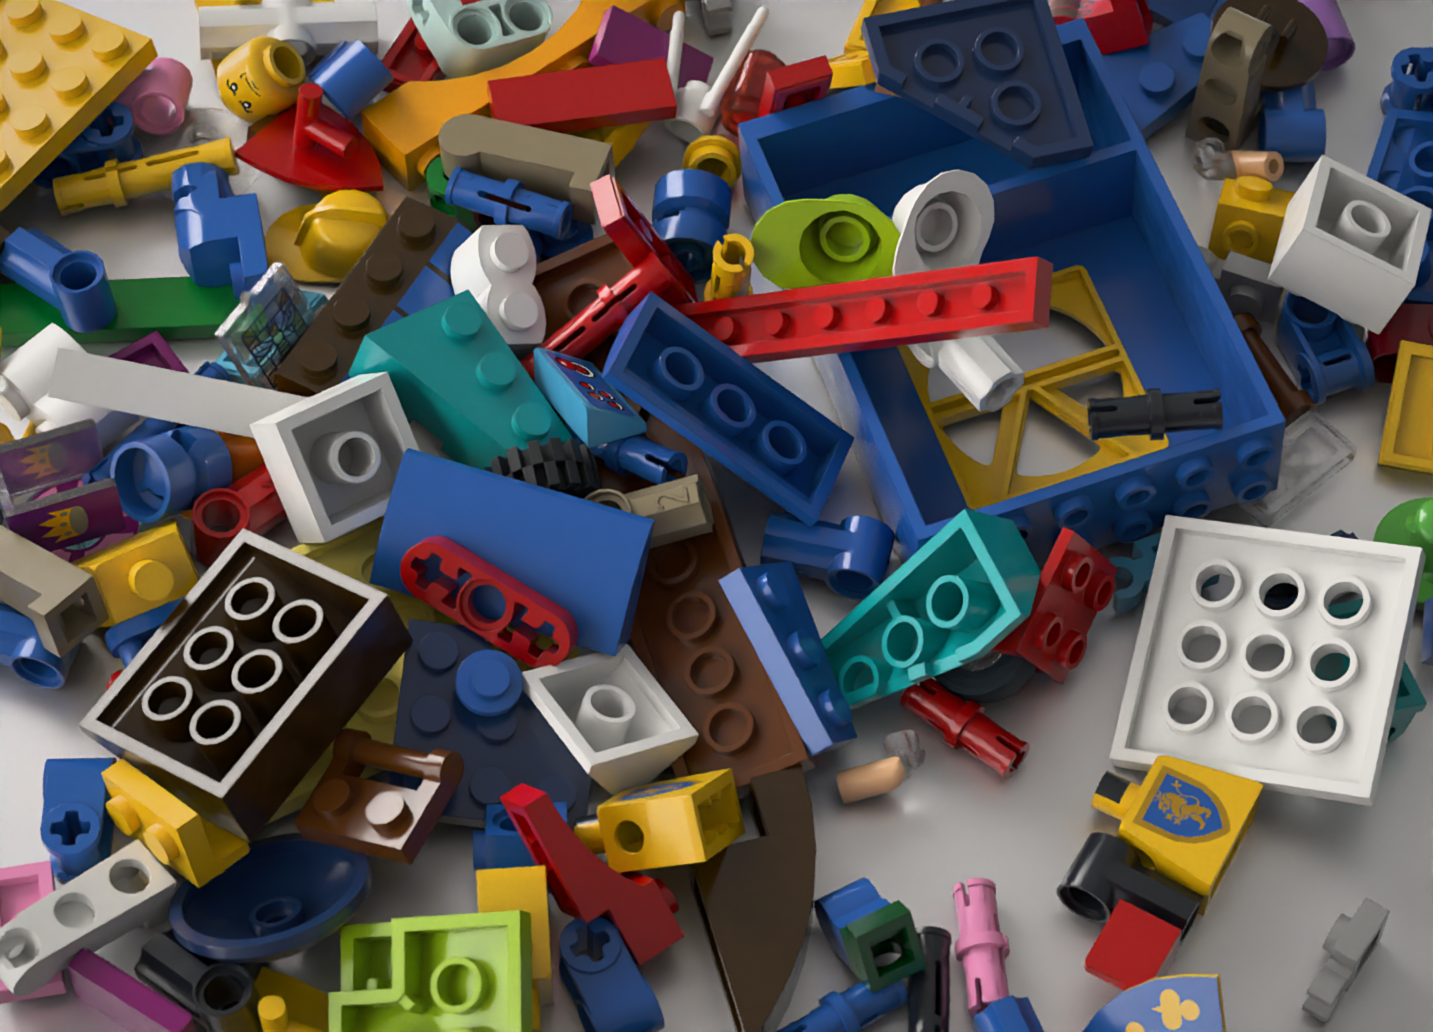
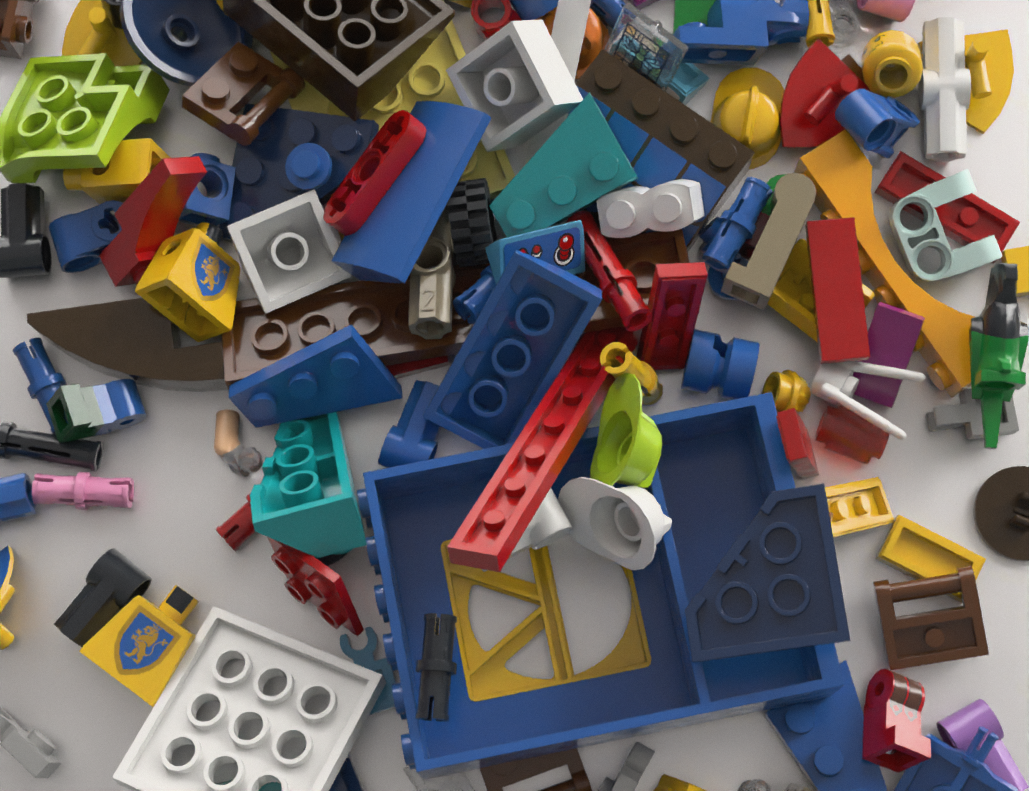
camera: 100 degrees right, 20 degrees up
(1132, 948) = (44, 587): red panel -> none

